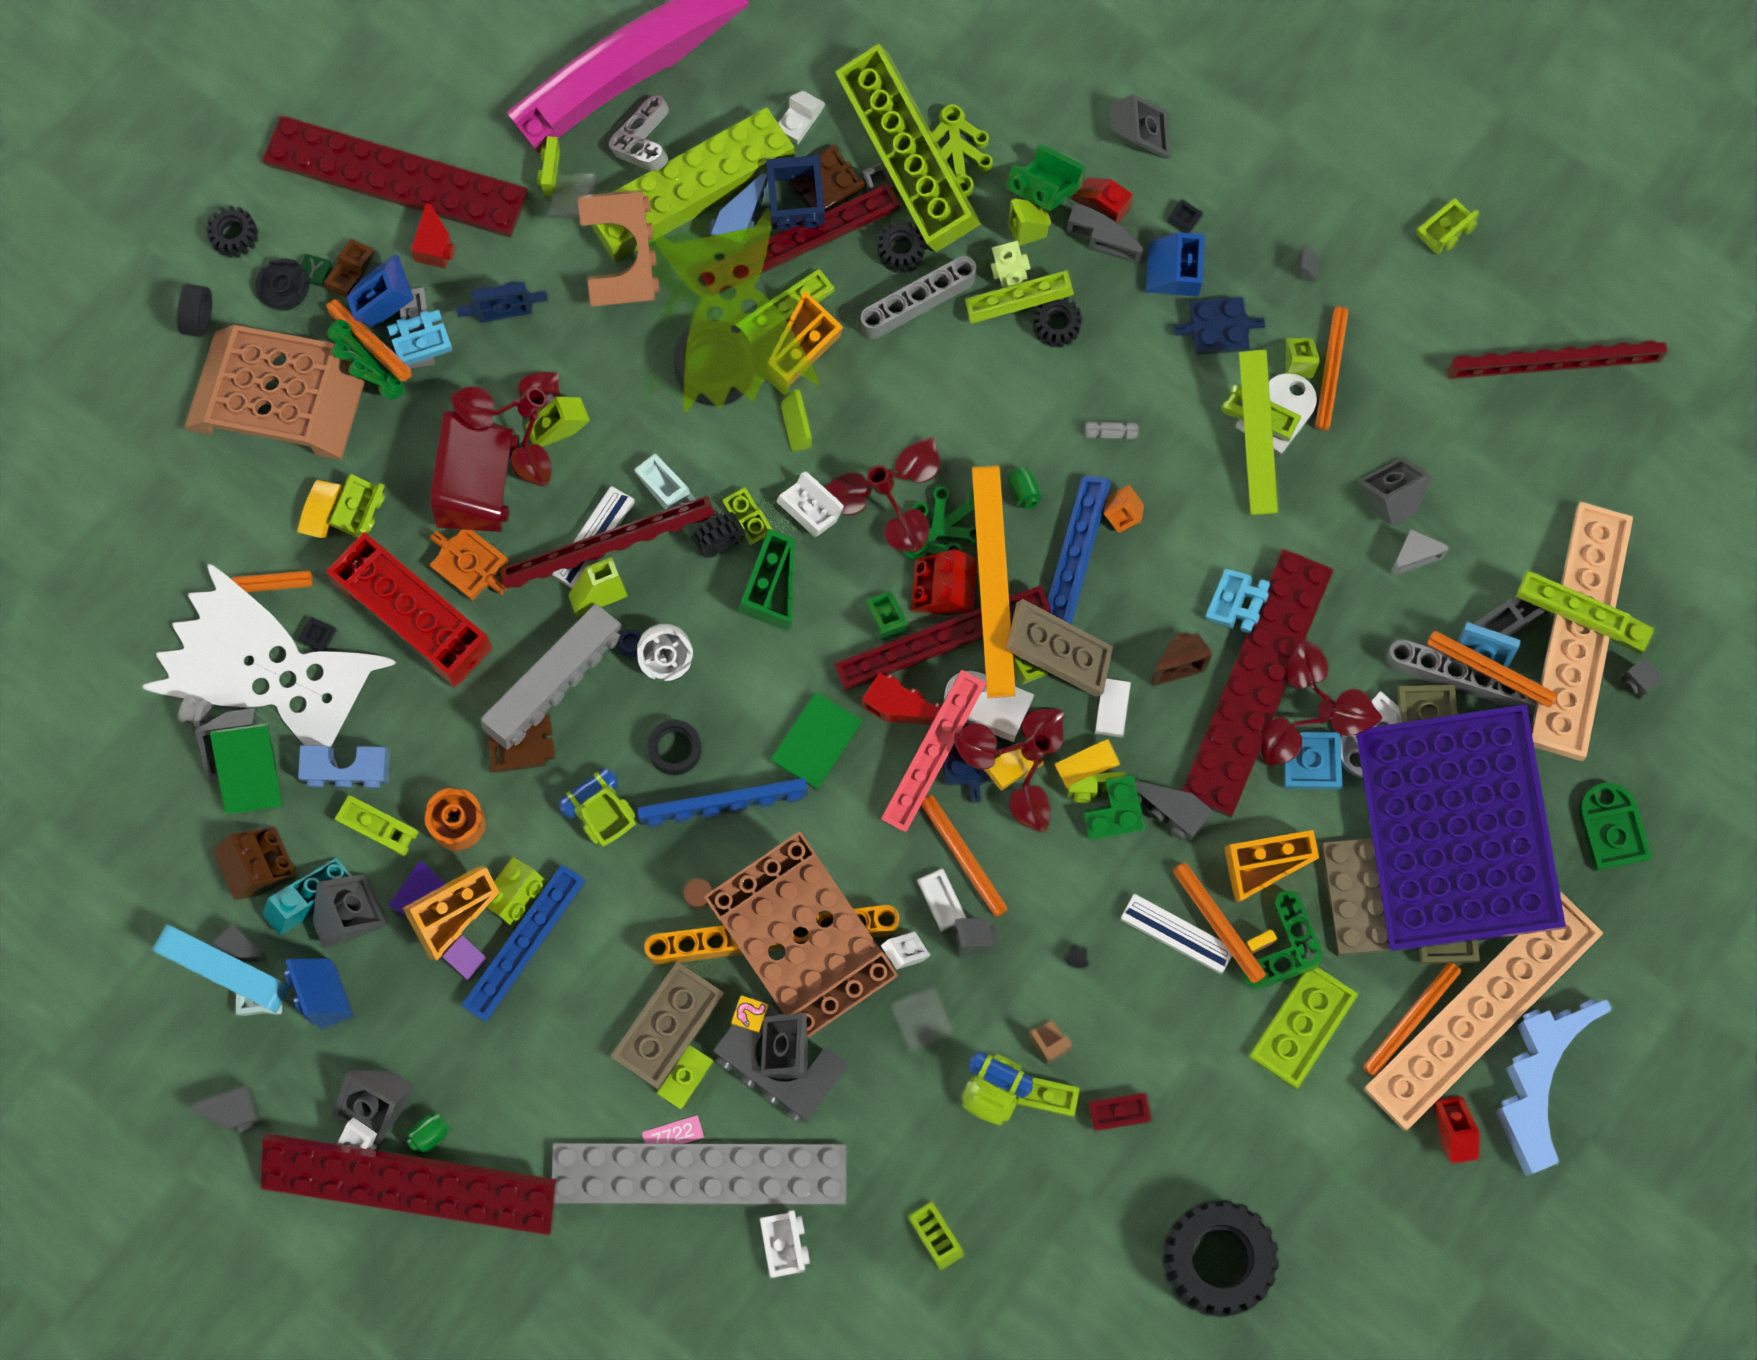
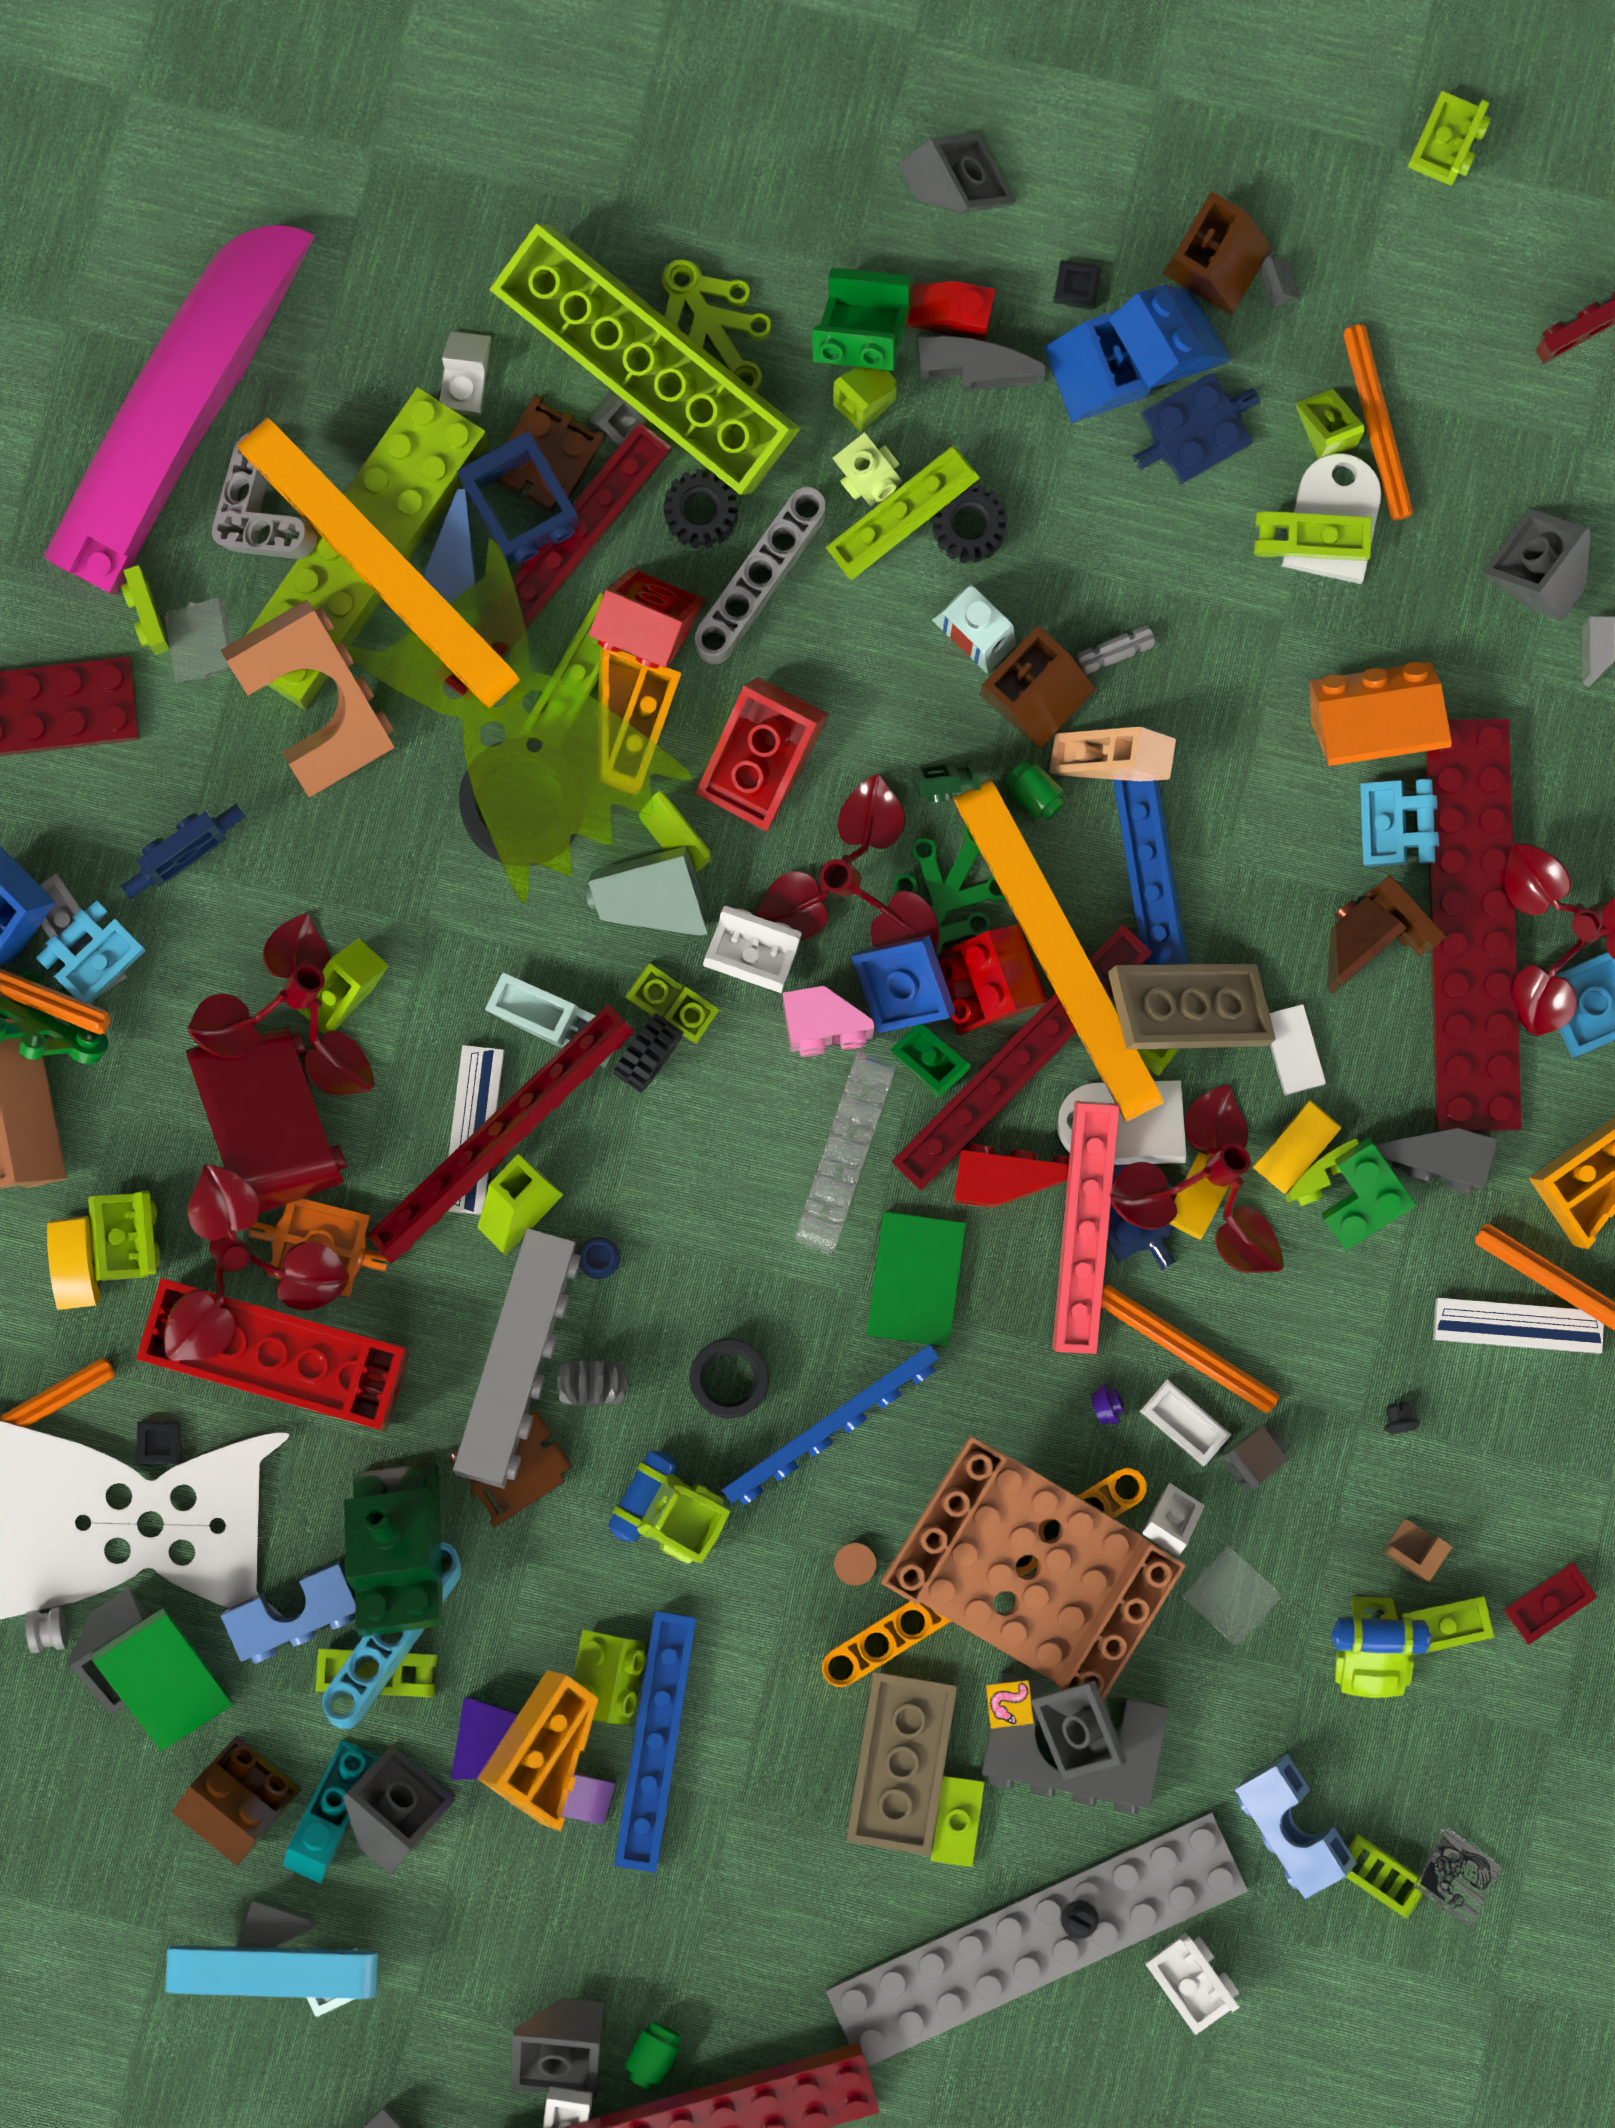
camera: 25 degrees left, 10 degrees up
(318, 991) = (417, 1940): blue slope -> none
(389, 815) = (385, 1655): none -> medium azure beam
(417, 502) = (215, 1212): none -> dark red plant
(422, 753) = (395, 1549): none -> dark green brick
(432, 240) = (34, 797): red slope -> none
(464, 806) = (491, 1639): orange brick -> none
(590, 711) = (592, 1383): none -> dark grey gear
(664, 652) = (654, 1253): white cylinder -> none
(675, 1133) = (977, 1899): bright pink sticker -> none
(695, 189) = (378, 563): none -> light orange beam
(731, 1170) = (1079, 1919): none -> black piece
(766, 446) = (651, 893): none -> slope
(771, 583) = (751, 1087): green wedge -> none
(809, 646) = (845, 1152): none -> clear beam
(831, 562) = (823, 1019): none -> bright pink slope
(836, 287) = (645, 618): none -> slope
(870, 396) = (761, 752): none -> red slope
(886, 1152) = (1308, 1859): none -> arch
(890, 561) = (903, 984): none -> blue plate
(898, 866) = (1107, 1404): none -> dark purple plate
(968, 456) = (942, 780): none -> dark green plate
(983, 1255) = (1458, 1877): none -> piece
(1030, 376) = (977, 628): none -> light aqua torso
(1053, 428) = (1037, 687): none -> reddish brown slope
(1082, 483) = (1113, 754): none -> light nougat slope
(1124, 509) = (1192, 760): orange panel -> none
(1220, 664) = (1420, 930): none -> reddish brown plate
(1225, 260) = (1168, 335): none -> blue slope
(1255, 529) = (1379, 713): none -> orange slope
(1258, 432) = (1321, 563): lime tile -> none
(1277, 231) = (1219, 254): none -> reddish brown slope

